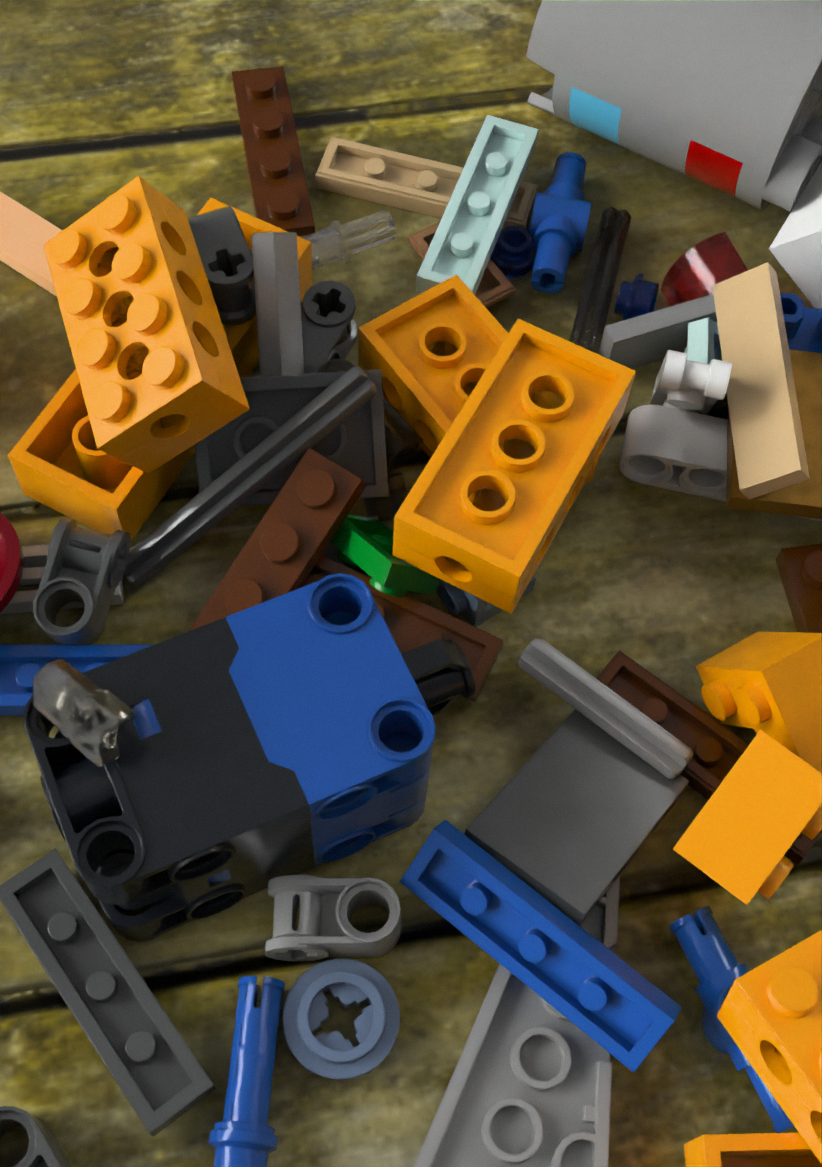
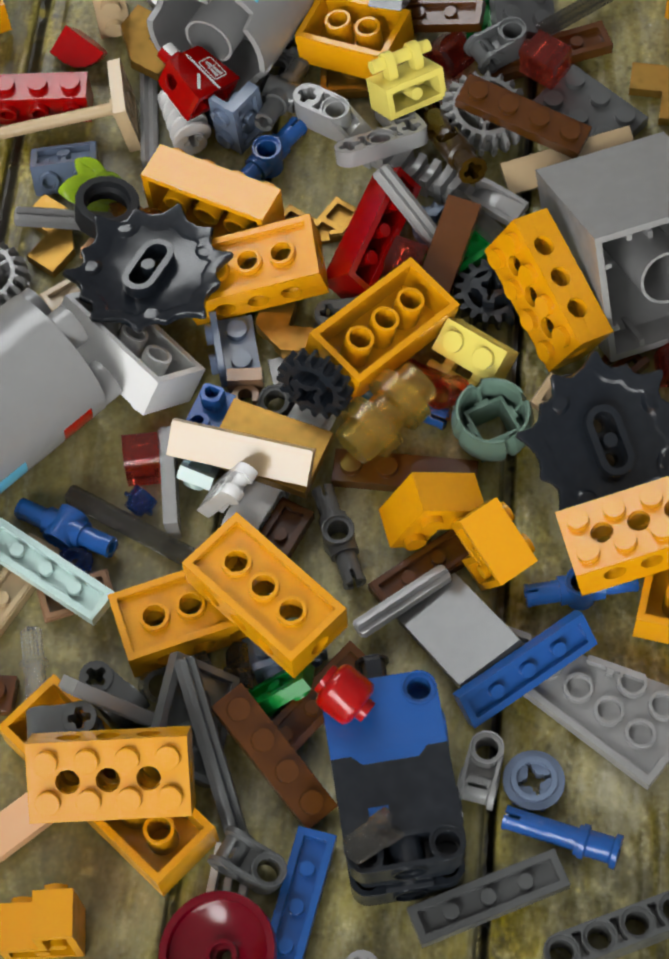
camera: 65 degrees left, 0 degrees up
(338, 595) = (345, 694): none -> red head
(654, 500) = (287, 525): none -> reddish brown plate
(666, 599) = (343, 551): none -> dark grey pin

